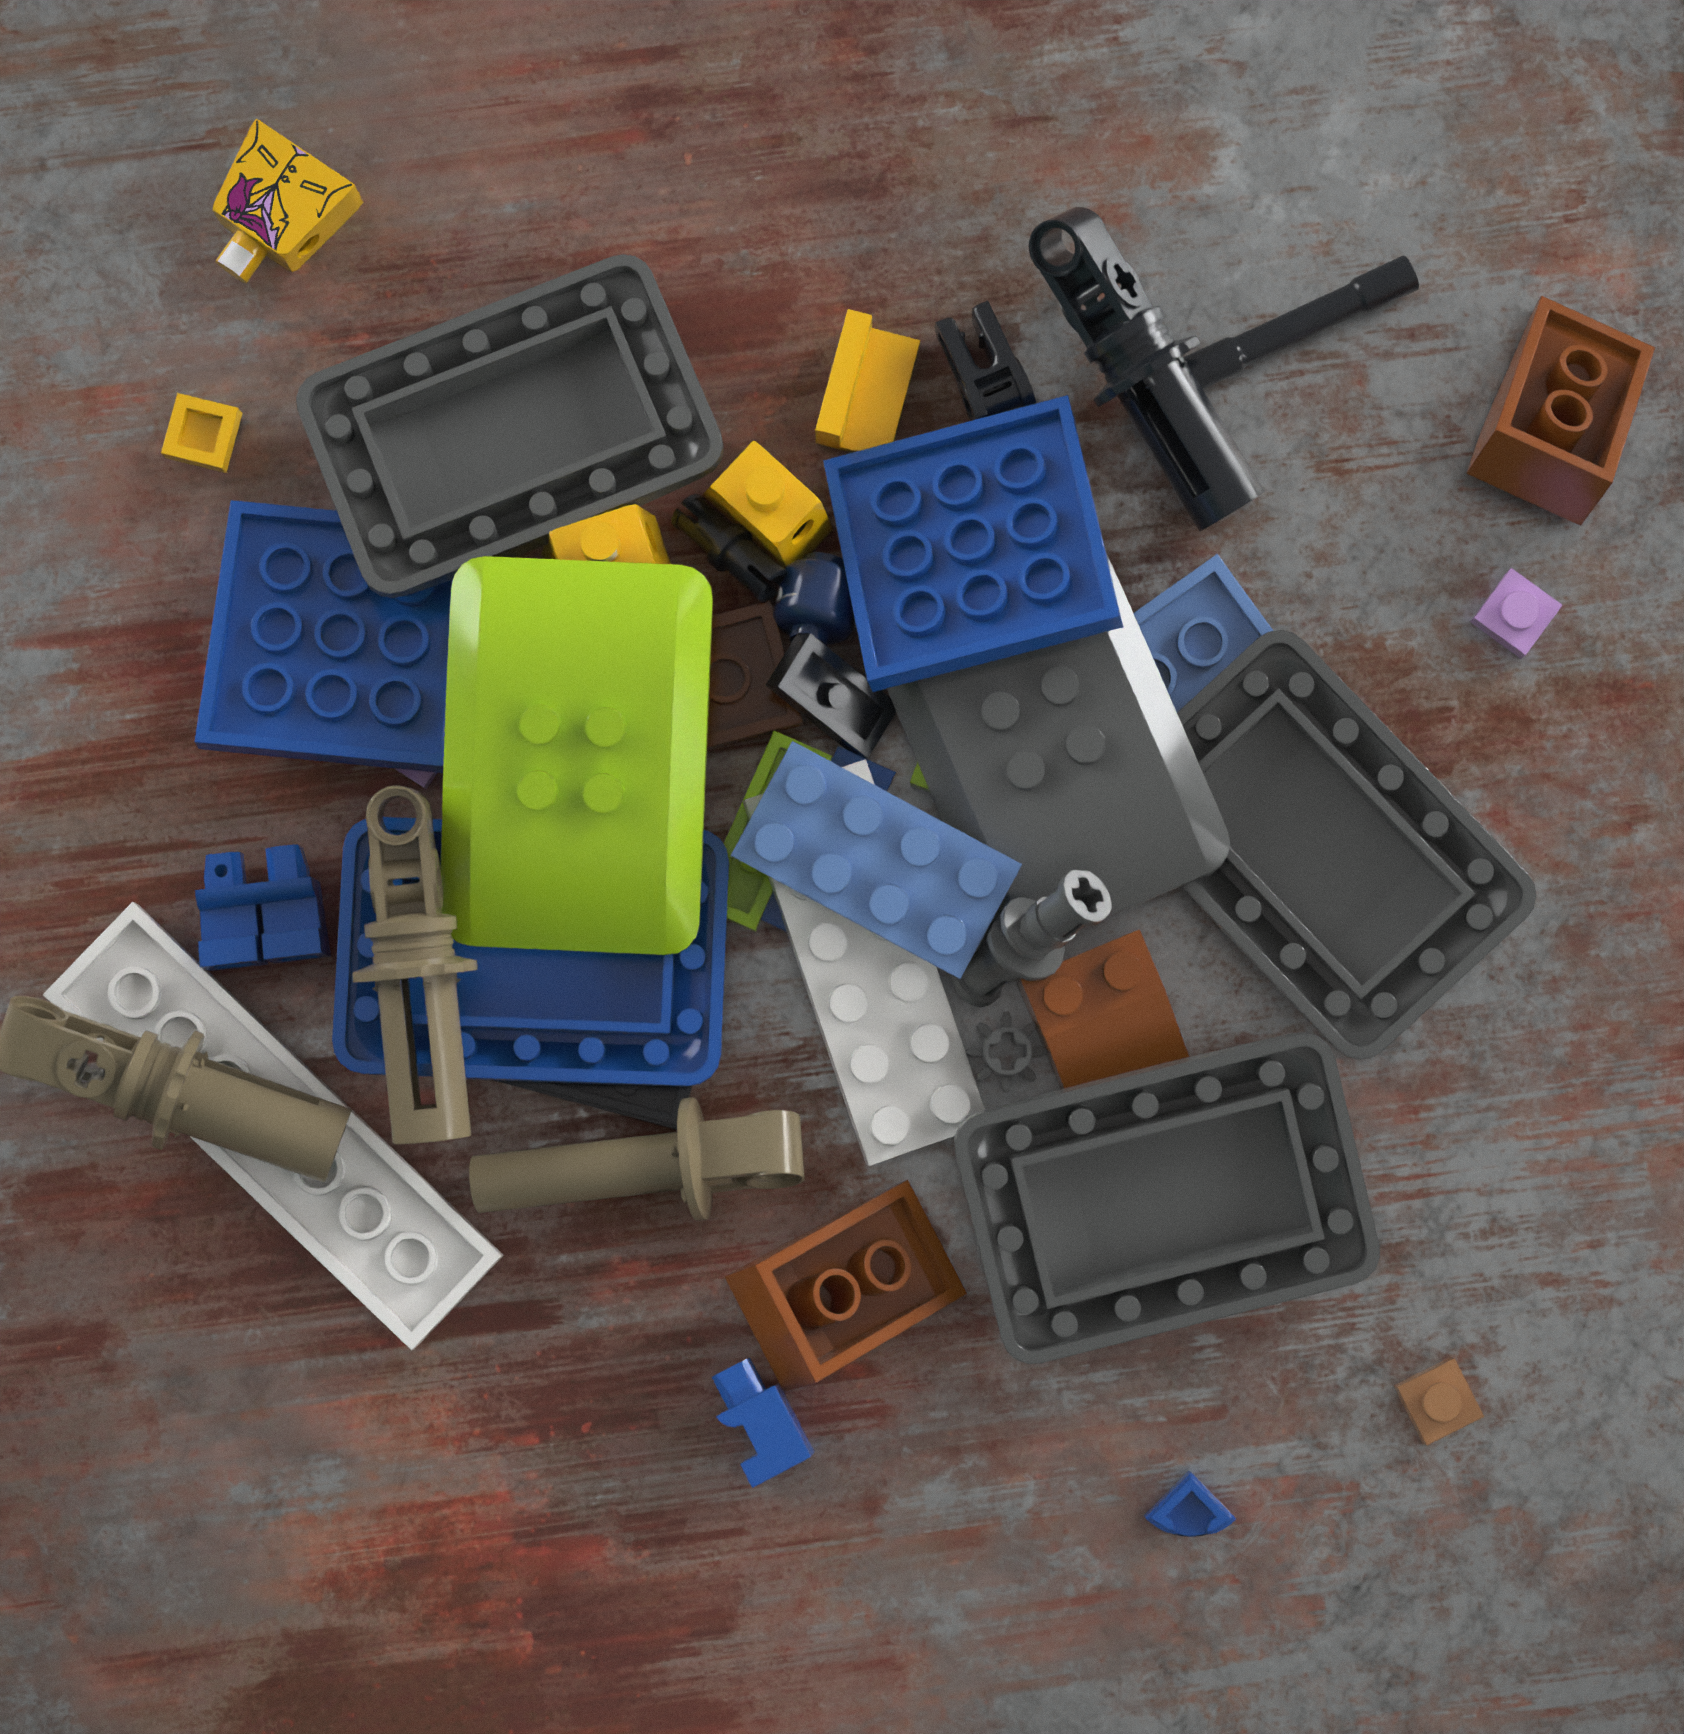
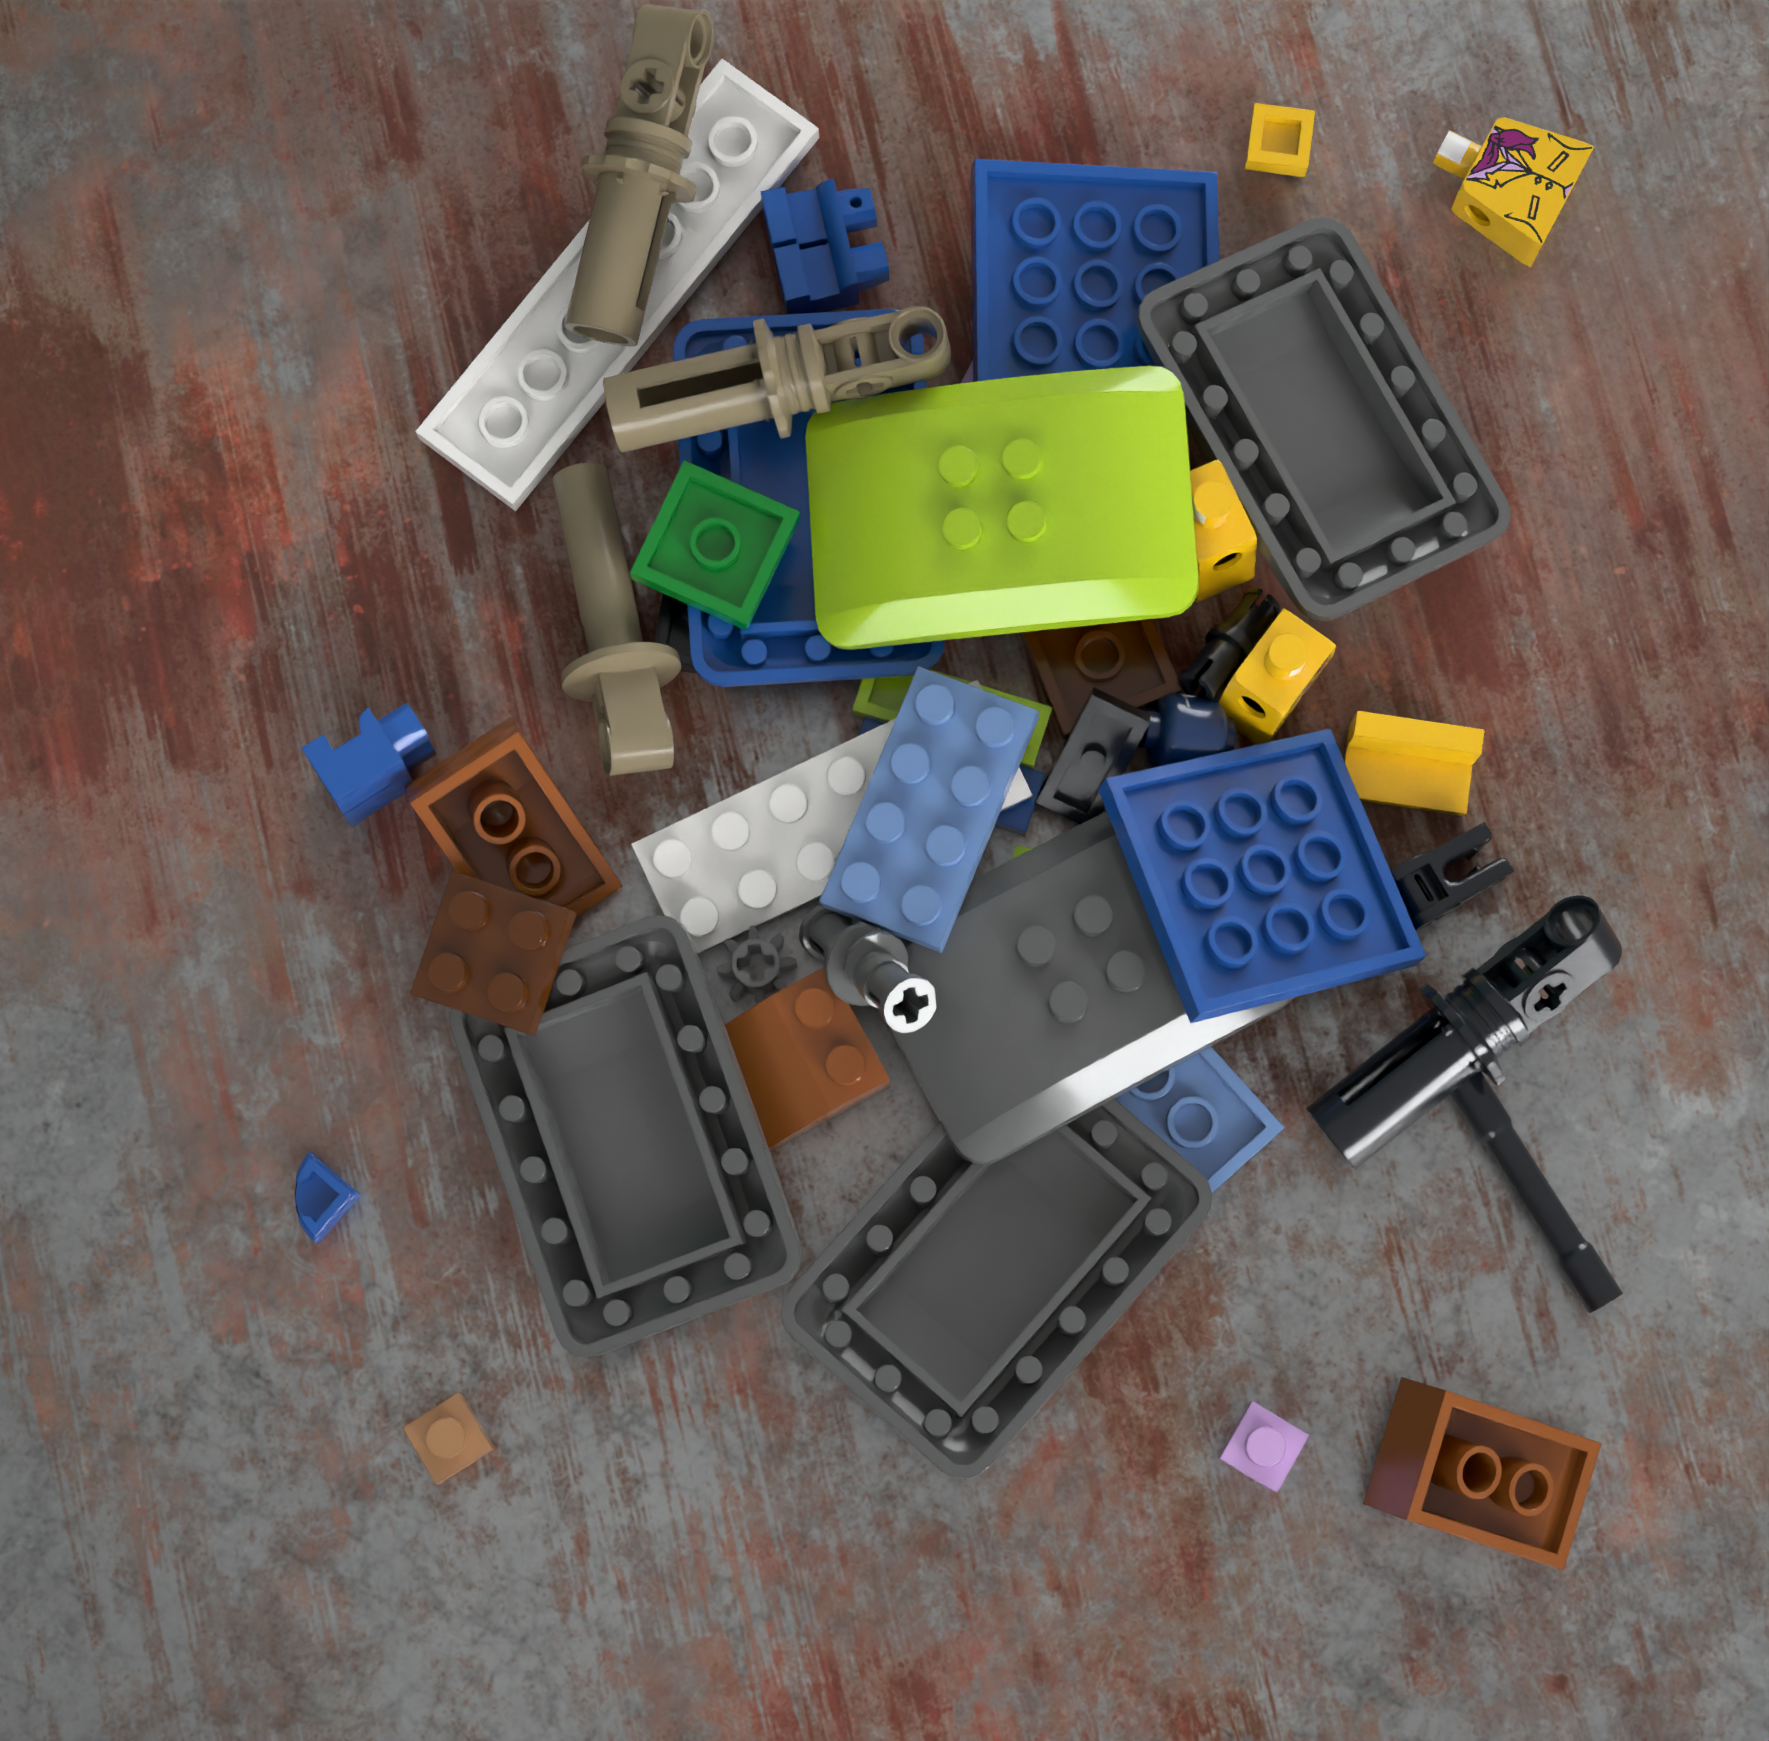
camera: 85 degrees right, 5 degrees down
(580, 1047) = (715, 545): none -> green plate
(973, 1312) = (493, 953): none -> reddish brown plate

